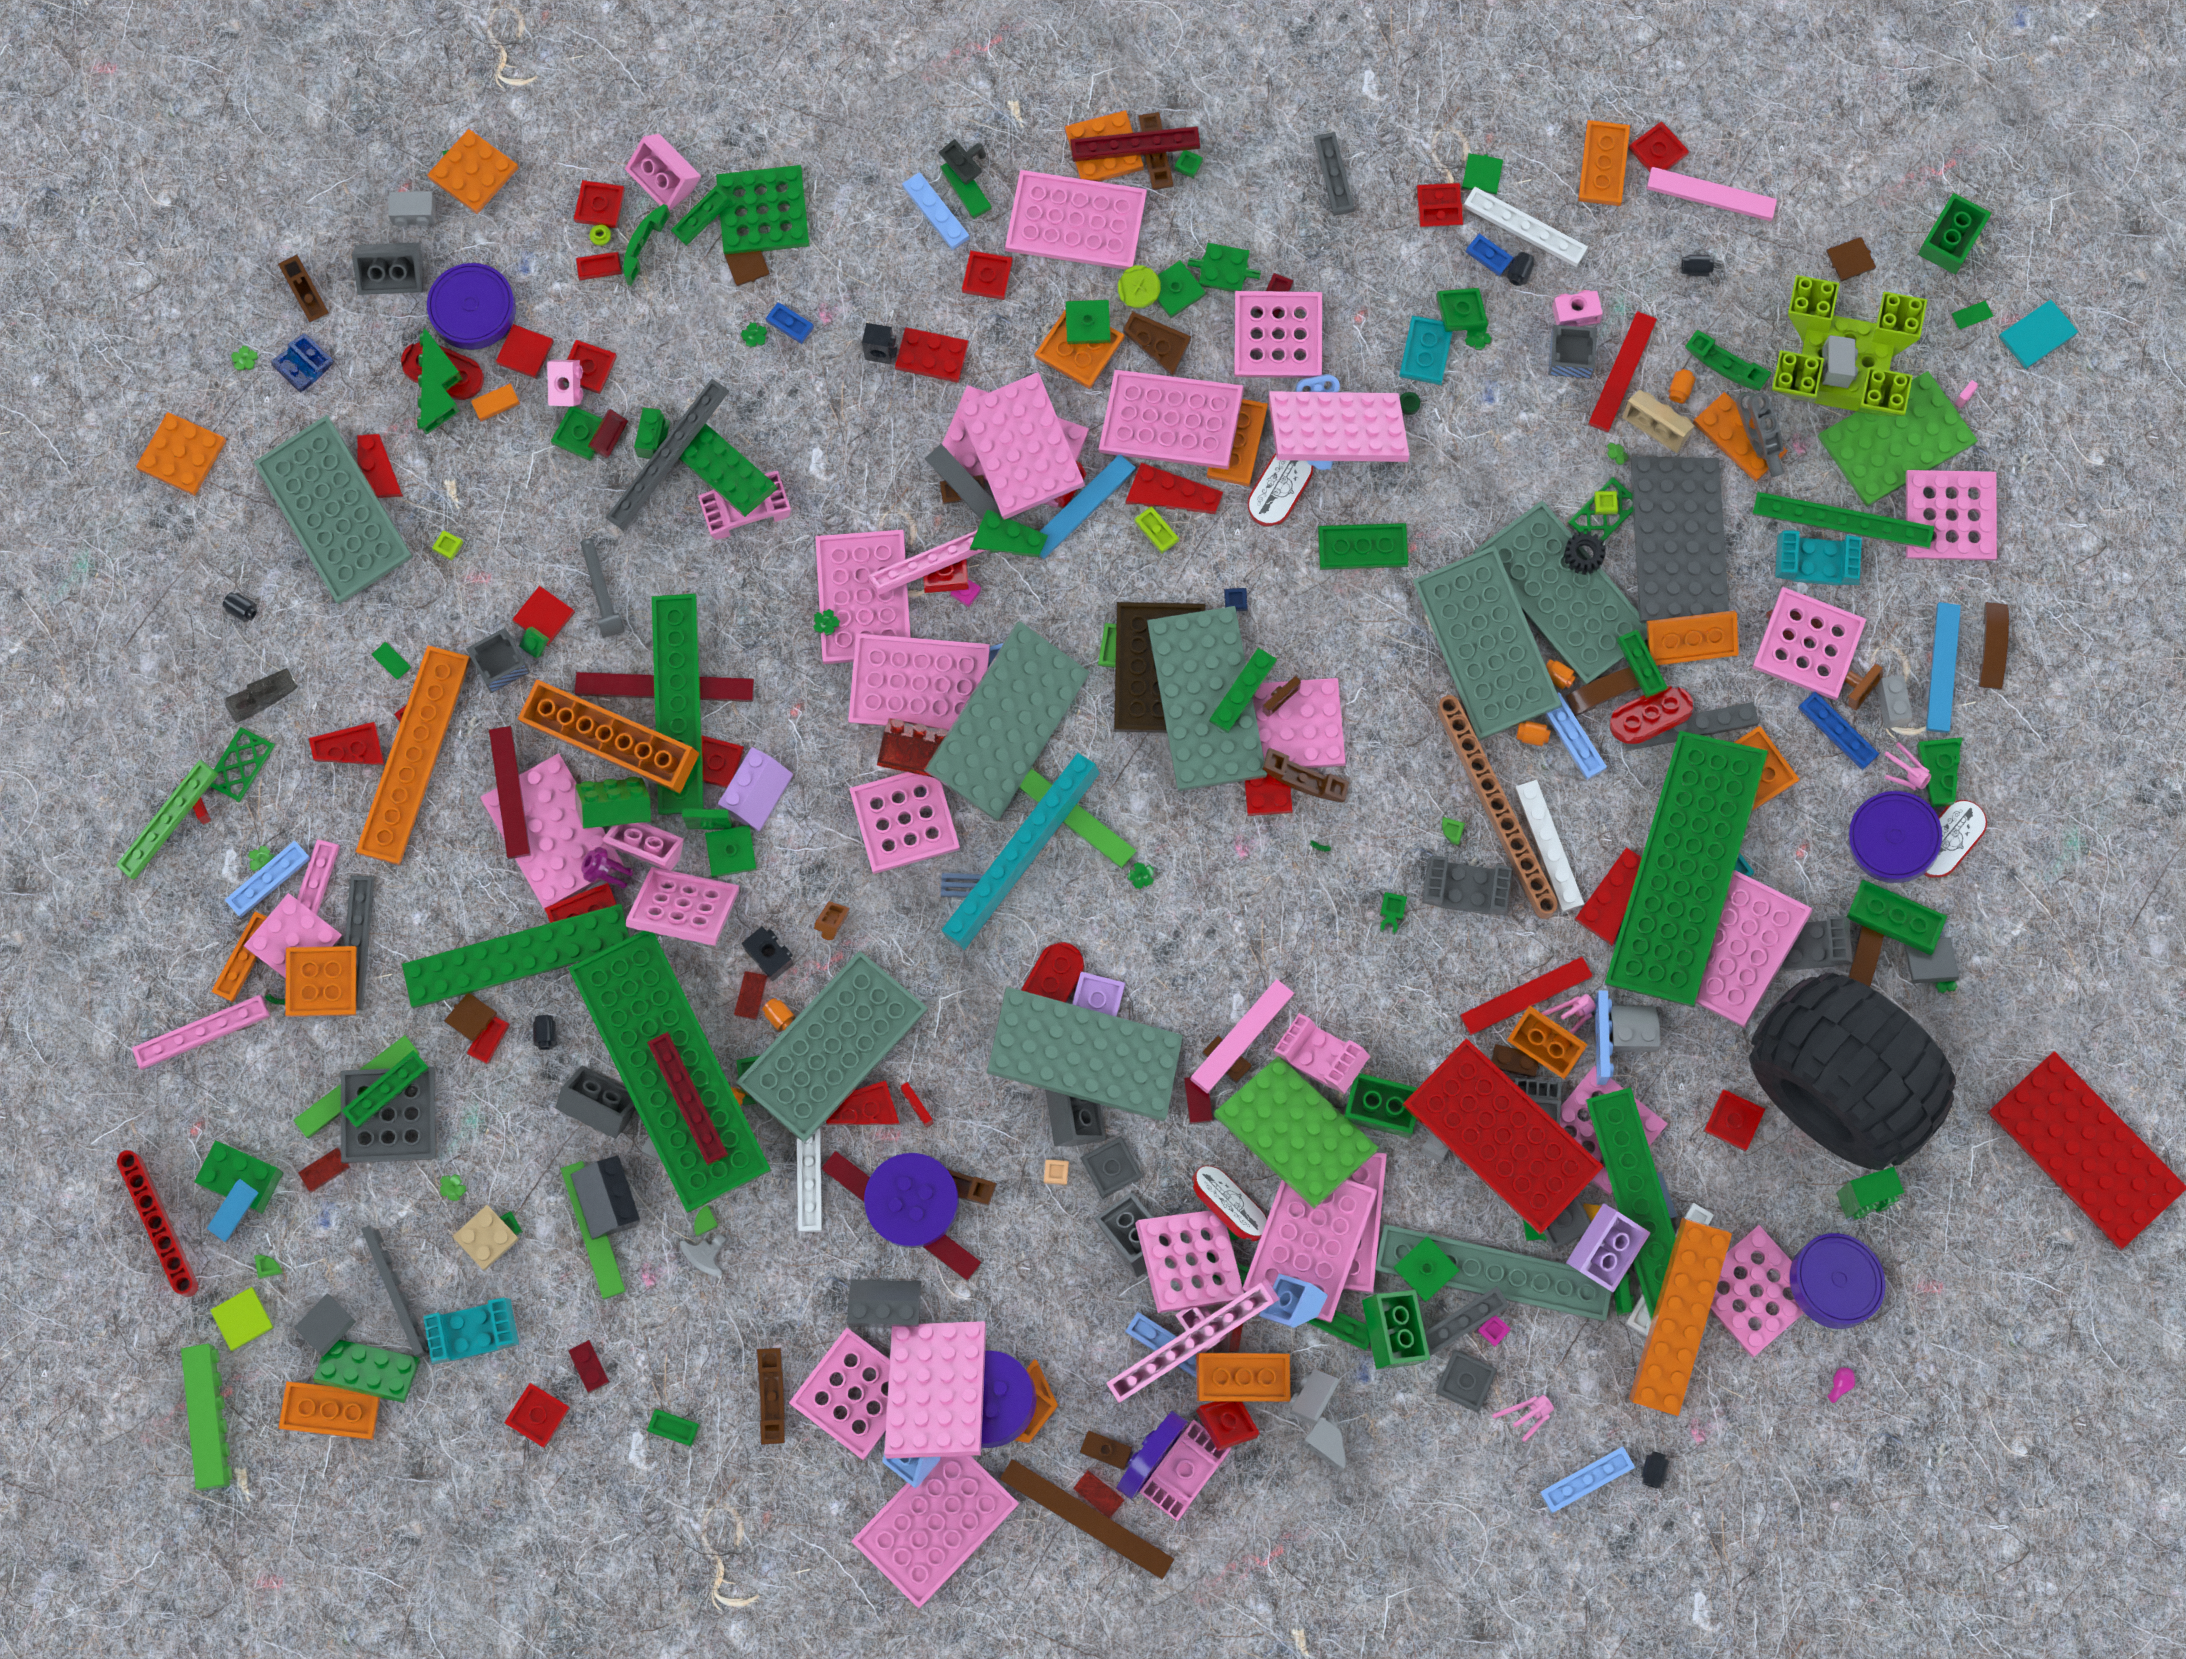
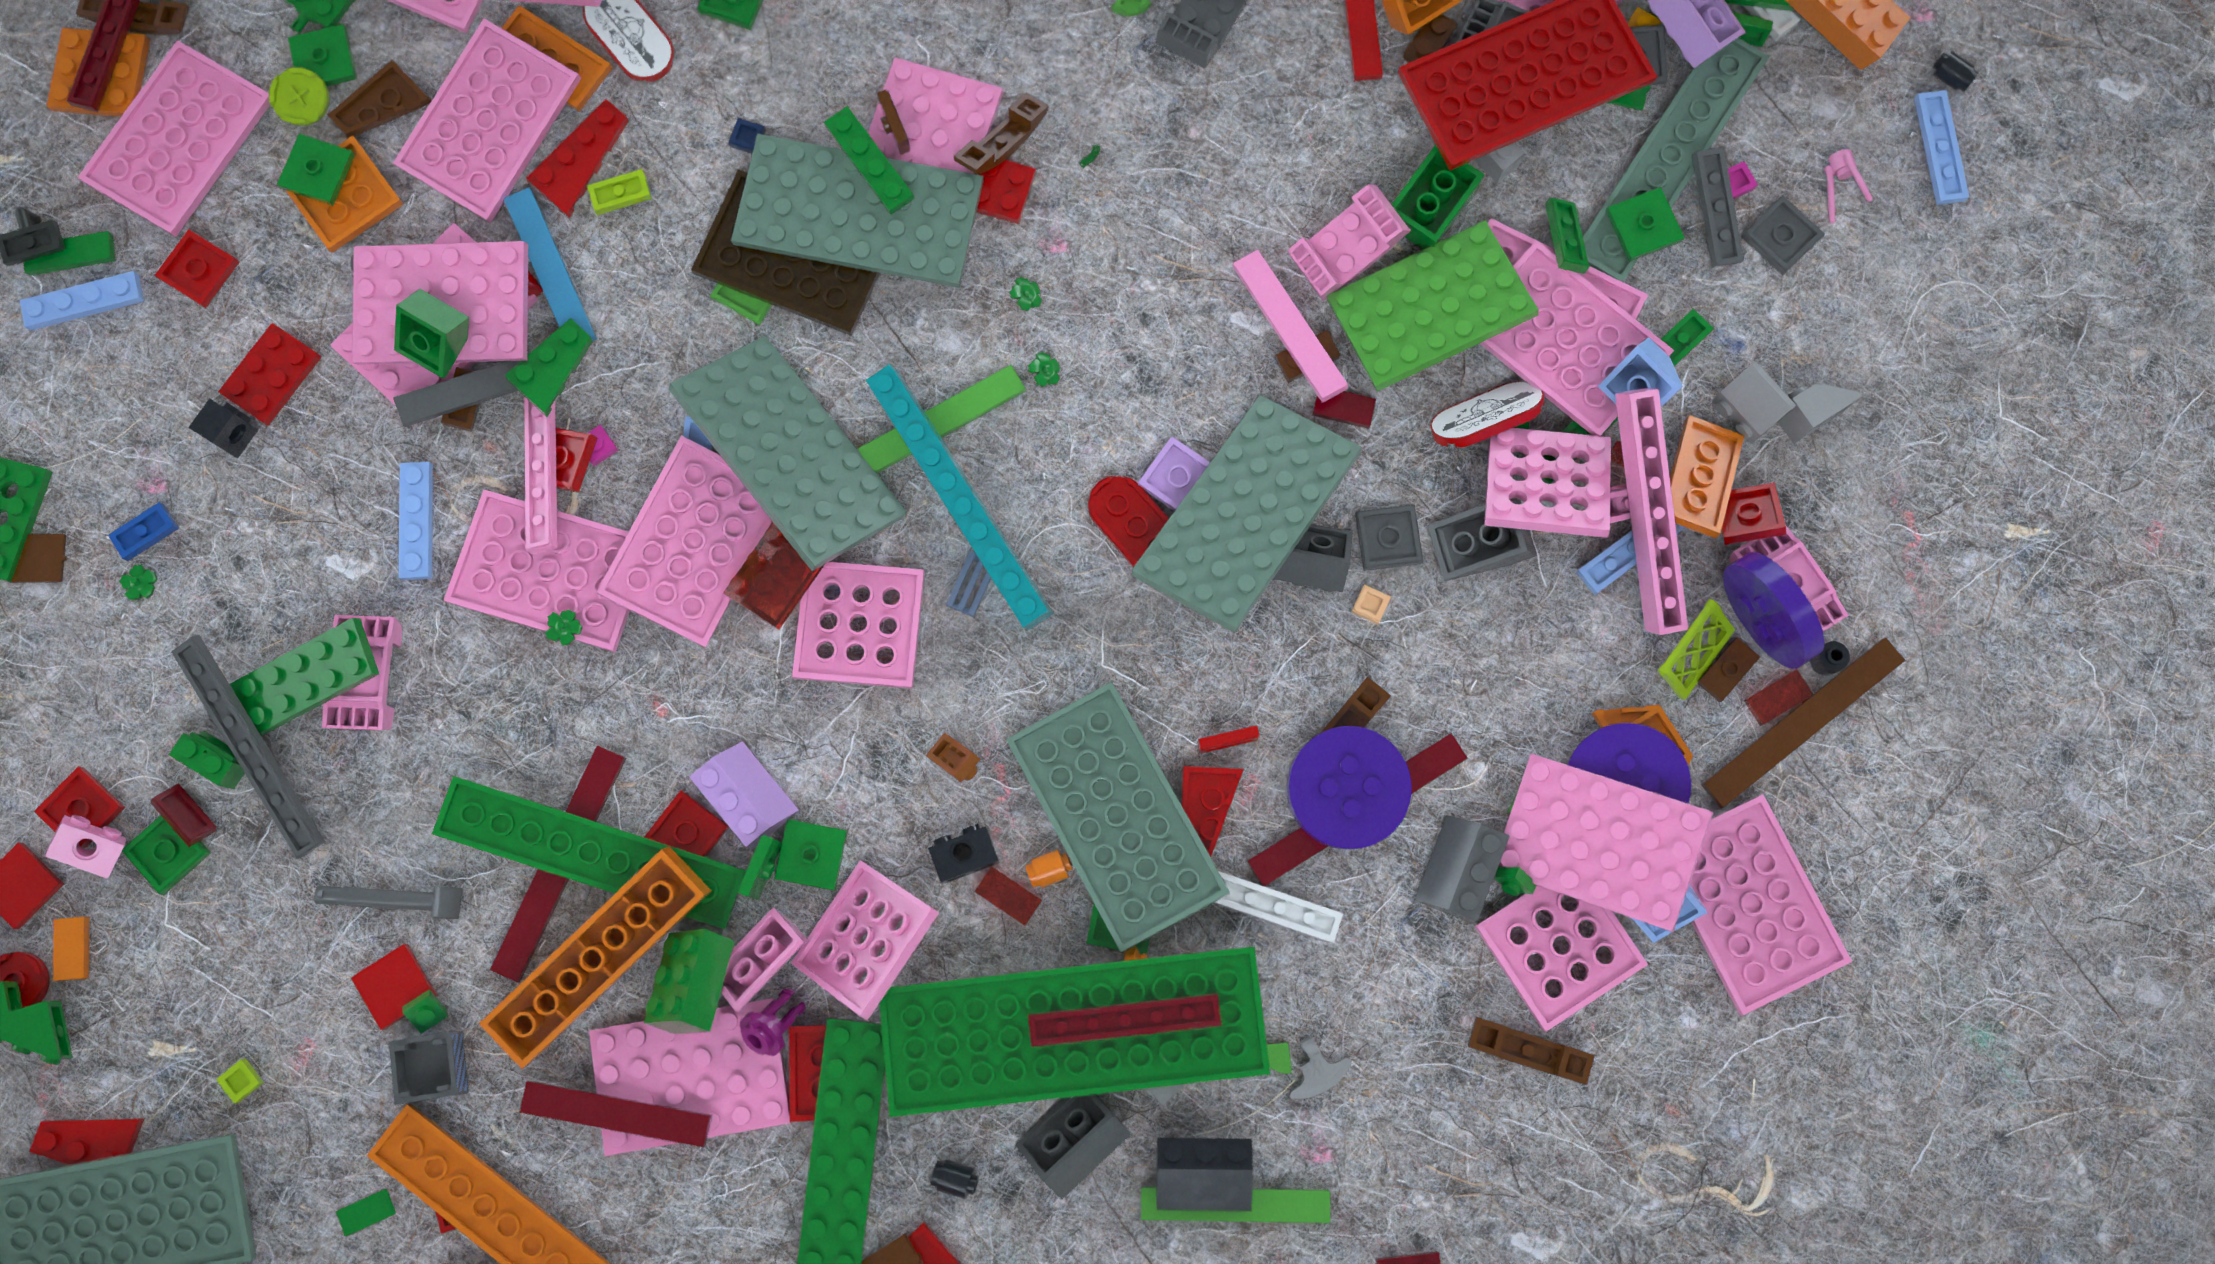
camera: 70 degrees left, 5 degrees up
(673, 1427) = (1523, 1189): green tile -> none
(865, 494) = (415, 520): none -> light blue plate
(887, 1342) = (1514, 881): none -> green plate
(994, 448) = (430, 332): none -> green slope
(1096, 1427) = (1695, 632): none -> lime window
(1139, 1527) = (1832, 659): none -> black brick
(1194, 840) = (1027, 294): none -> green plant
(1392, 908) = (1200, 102): green plate -> none
(1393, 1213) = (1567, 235): none -> green tile
(1395, 1329) = (1707, 283): green brick -> none

